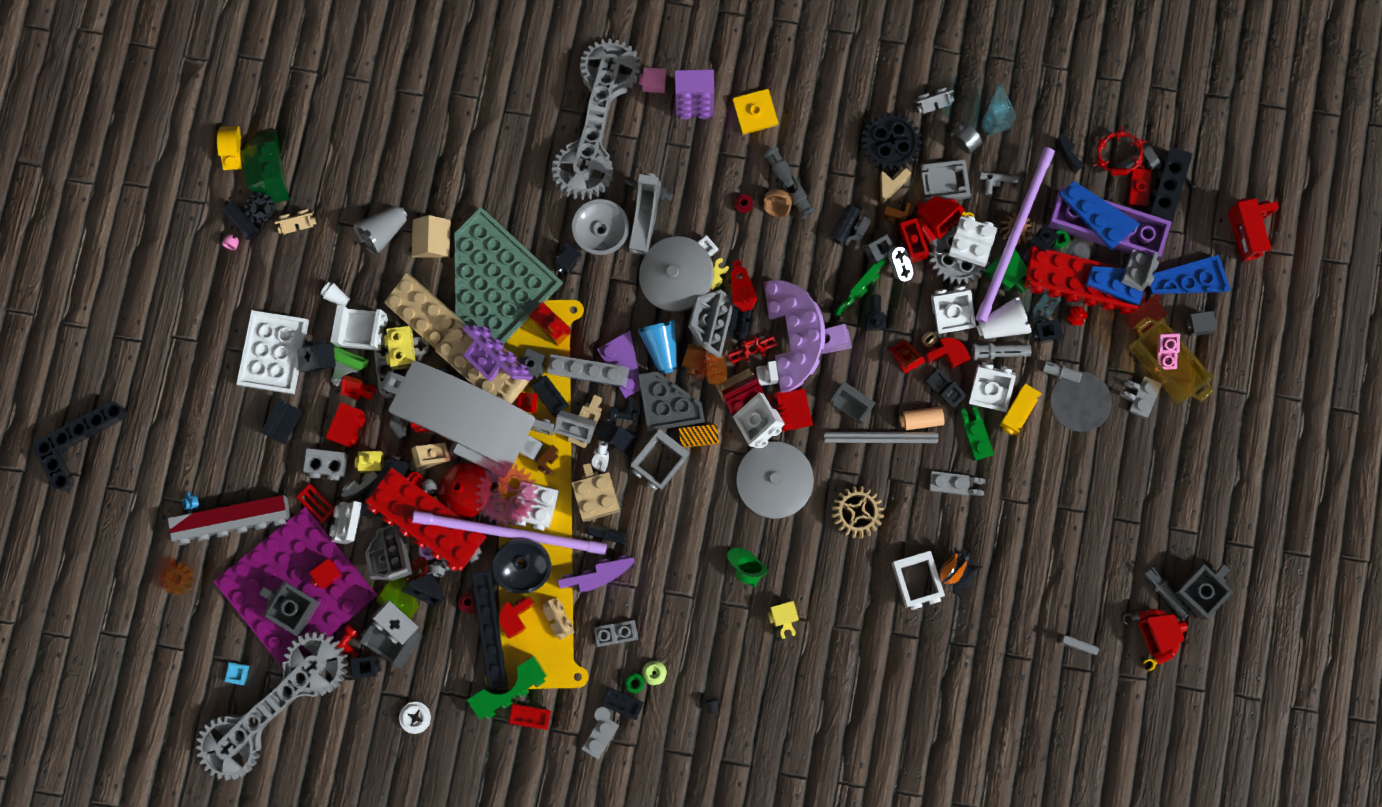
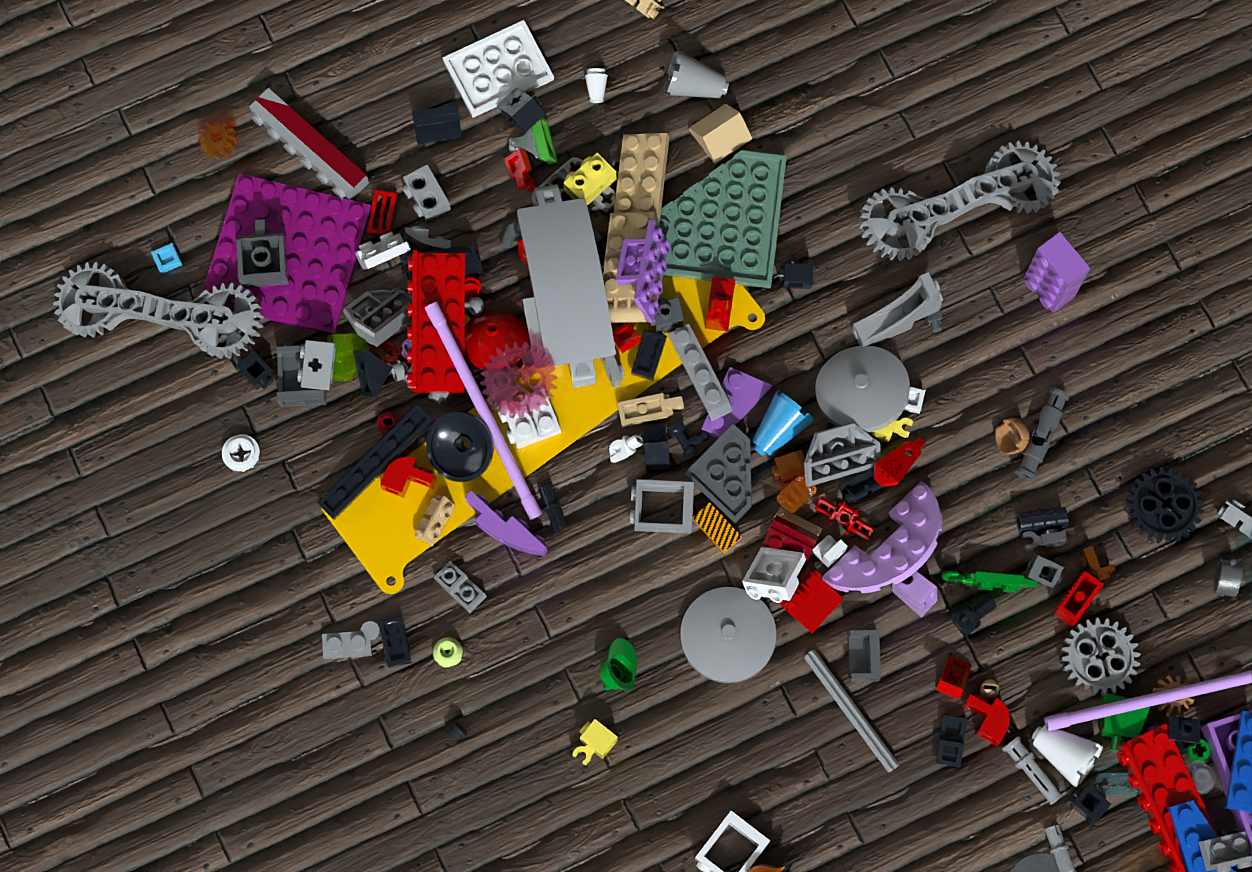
camera: 55 degrees right, 5 degrees down
(190, 502) = (298, 98): dark azure plate -> none
(325, 574) = (318, 268): red brick -> none
(346, 425) = (477, 185): red brick -> none
(350, 632) = (279, 333): red piece -> none
(358, 328) = (579, 129): white panel -> none
(369, 461) = (458, 231): light yellow brick -> none
(430, 455) = (506, 284): tan slope -> none
(486, 702) = (358, 530): green arch -> none
(529, 716) = (318, 561): red plate -> none
(549, 456) = (586, 396): reddish brown bracket -> none
(574, 426) = (635, 399): light grey slope -> none
(595, 495) = (582, 468): tan hinge -> none
(596, 215) = (856, 268): light grey dish -> none
(630, 688) = (423, 633): green plate -> none
(653, 80) = (1042, 227): bright pink brick -> none
(743, 209) = (983, 411): dark red plate -> none
(755, 111) = (1089, 350): yellow plate -> none
(865, 515) = (766, 739): tan gear -> none
(889, 186) = (1115, 537): tan slope -> none
(899, 263) = (1049, 606): beam -> none
(922, 418) = (901, 738): light nougat brick -> none
(938, 218) = (1123, 607): red torso -> none
(941, 180) = (1164, 586): light grey container -> none
(953, 309) = (1038, 690): white plate -> none
(954, 484) = (859, 820): light grey hinge -> none
(973, 240) = (1124, 658): white plate -> none
(976, 434) = (926, 808): green hinge -> none
(992, 387) = (988, 787): white plate -> none
(995, 181) = (1208, 641): light grey hose -> none
(1020, 410) = (985, 833): yellow window -> none
(1077, 315) = (1130, 823): red wheel -> none

